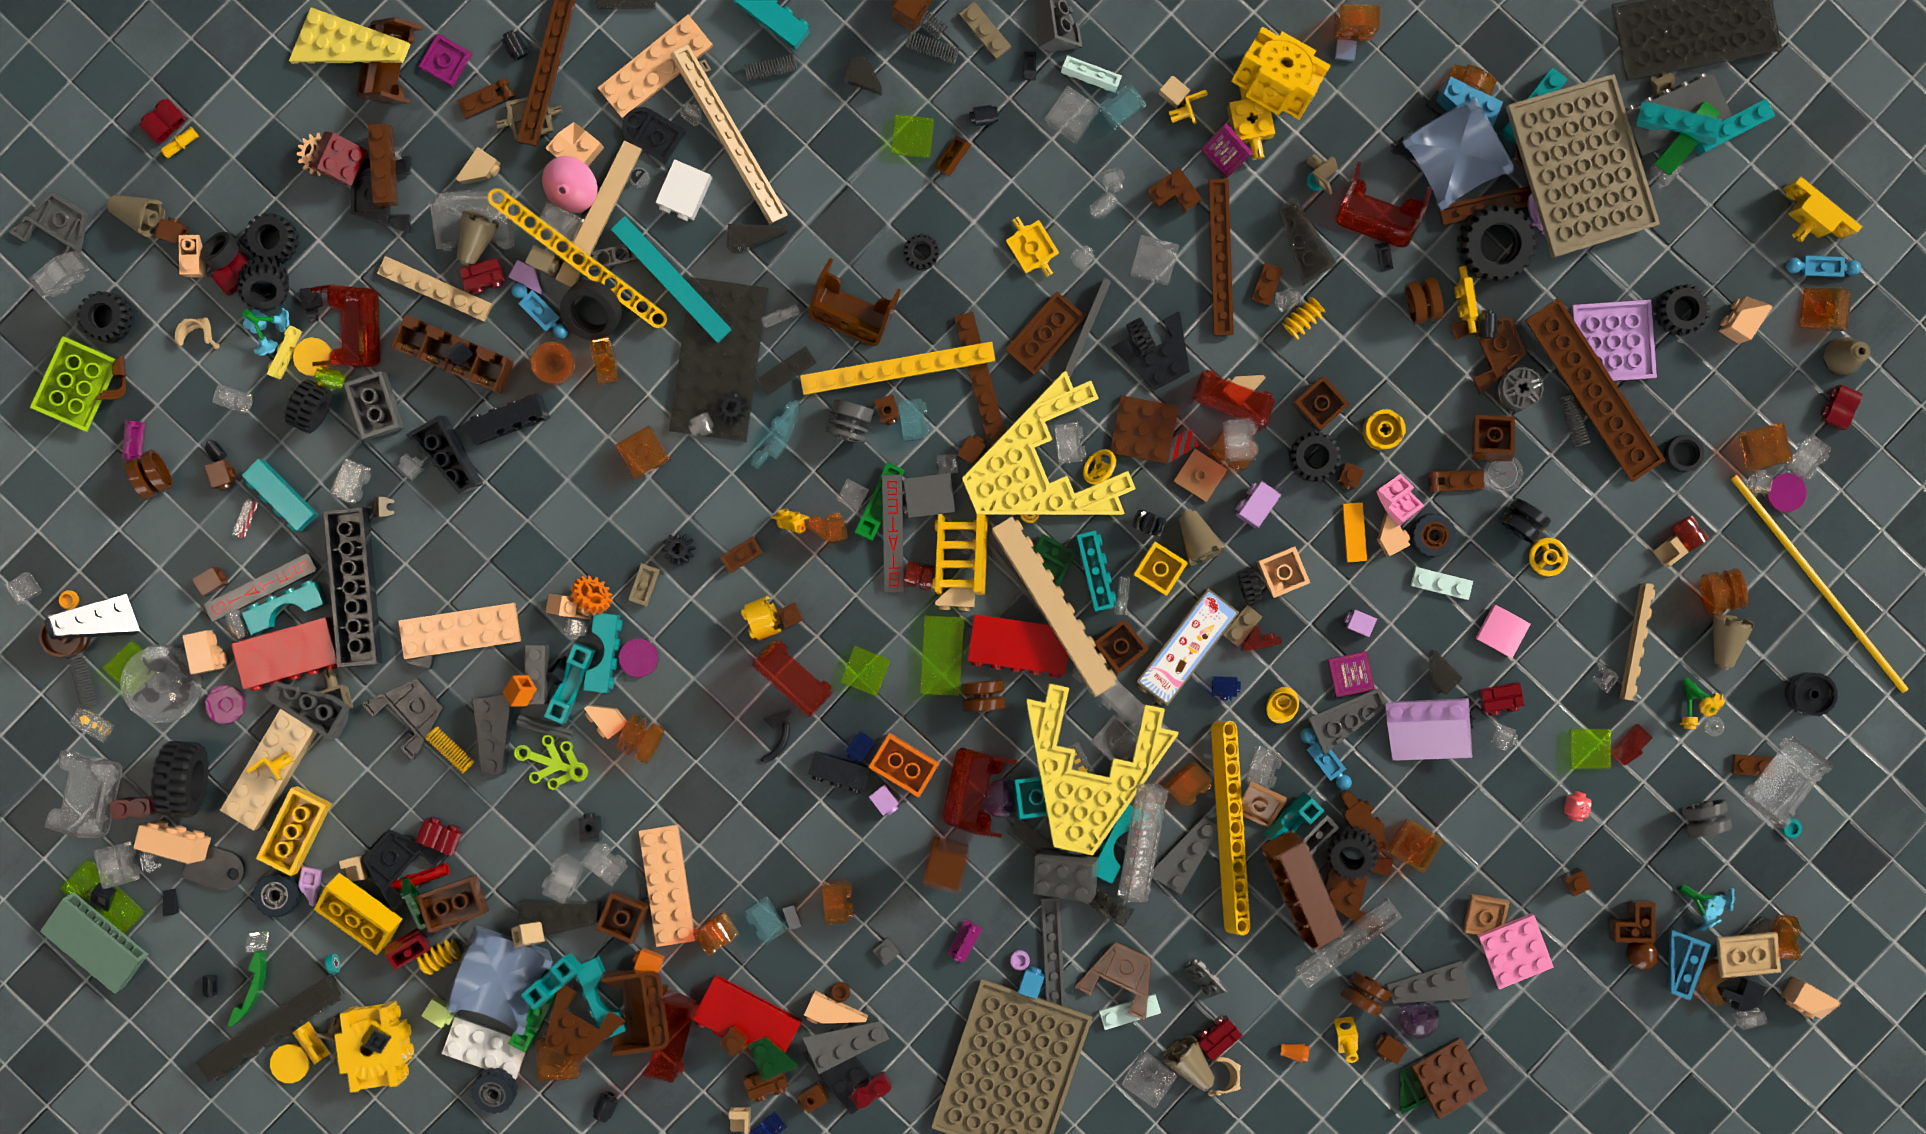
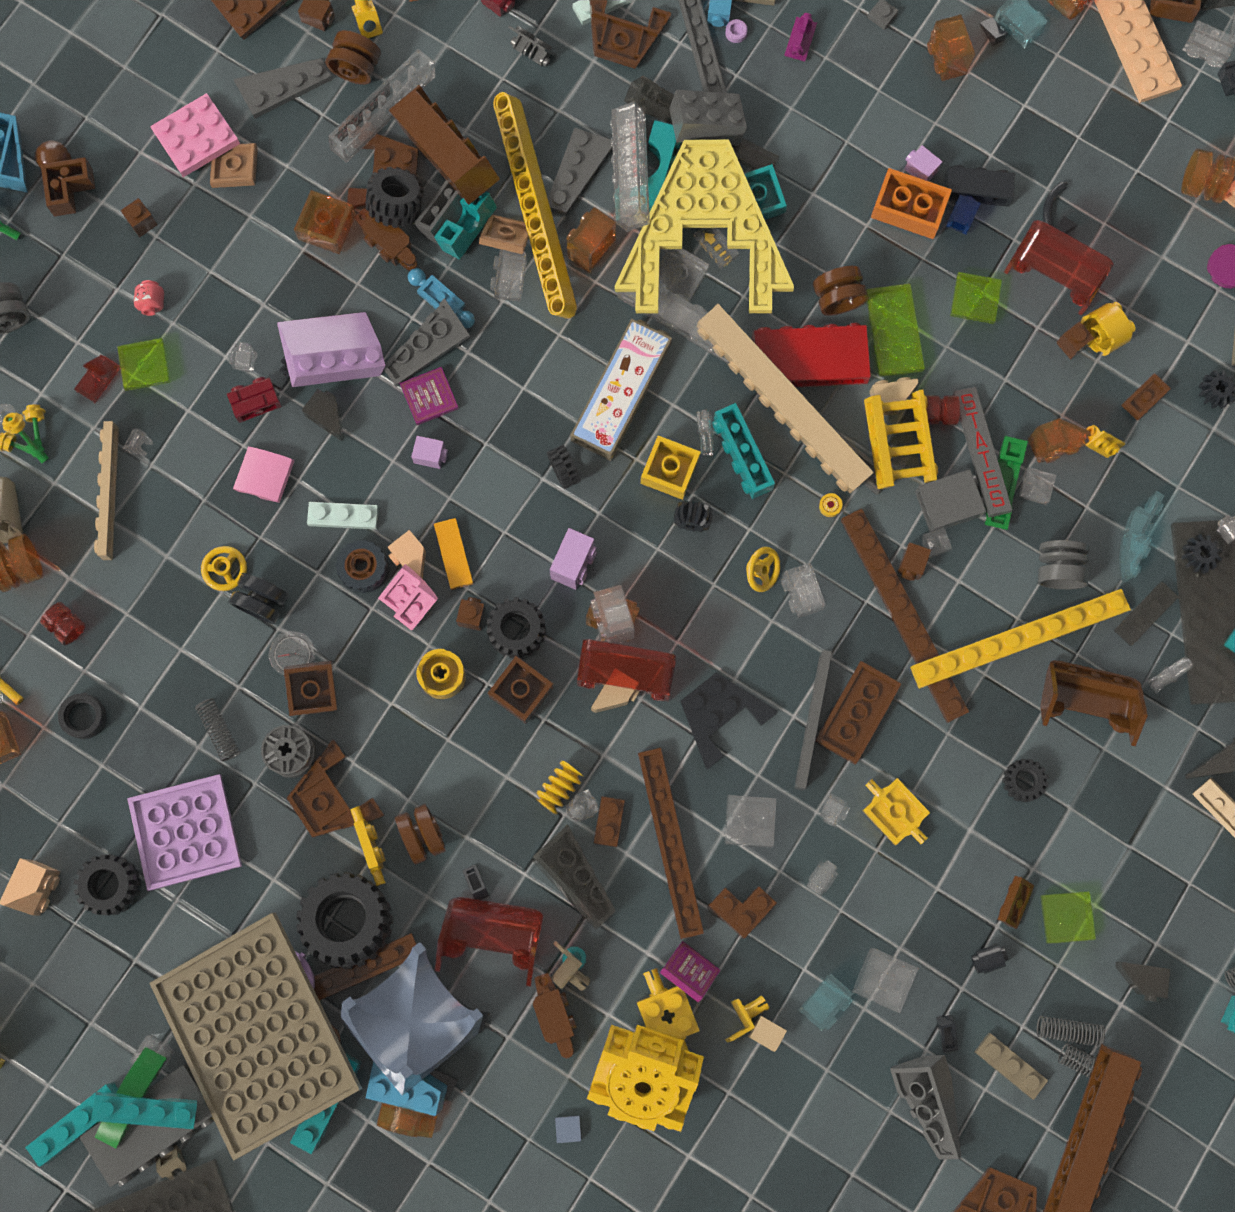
camera: 170 degrees right, 10 degrees down
(887, 410) = (1021, 588): reddish brown brick -> none
(913, 419) = (988, 583): clear light blue brick -> none
(946, 864) = (847, 91): reddish brown piece -> none
(967, 786) = (831, 187): clear red windscreen -> none
(999, 799) = (797, 186): cylinder -> none
(1012, 477) = (861, 535): light yellow wing -> none
(1055, 557) = (792, 460): dark green wing -> none
(1091, 74) = (872, 1036): light aqua plate -> none
(1113, 179) = (818, 912): clear plate -> none
(1120, 647) = (697, 372): reddish brown brick -> none
(1141, 336) = (747, 728): black tyre -> none
(1144, 429) = (719, 624): reddish brown plate -> none
(1182, 444) = (676, 612): tile -> none
(1198, 538) = (633, 511): dark tan cone -> none
(1200, 475) = (645, 583): medium nougat plate -> none
(1225, 687) = (569, 354): clear blue brick -> none
(1242, 625) = (562, 425): dark tan plate -> none
(1254, 640) = (543, 408): clear red slope -> none
(1282, 705) = (500, 346): yellow hat -> none
(1283, 572) = (528, 490): light nougat slope -> none
(1341, 138) = (552, 1015): none -> reddish brown hinge
(1356, 21) = (562, 1164): clear orange brick -> none
(1419, 1020) = (289, 44): clear purple cylinder -> none
(1457, 480) = (344, 635): reddish brown plate -> none
(1487, 324) = (339, 820): black brick -> none
(1594, 389) = (200, 768): reddish brown plate -> none
(1670, 551) = (82, 599): tan panel -> none

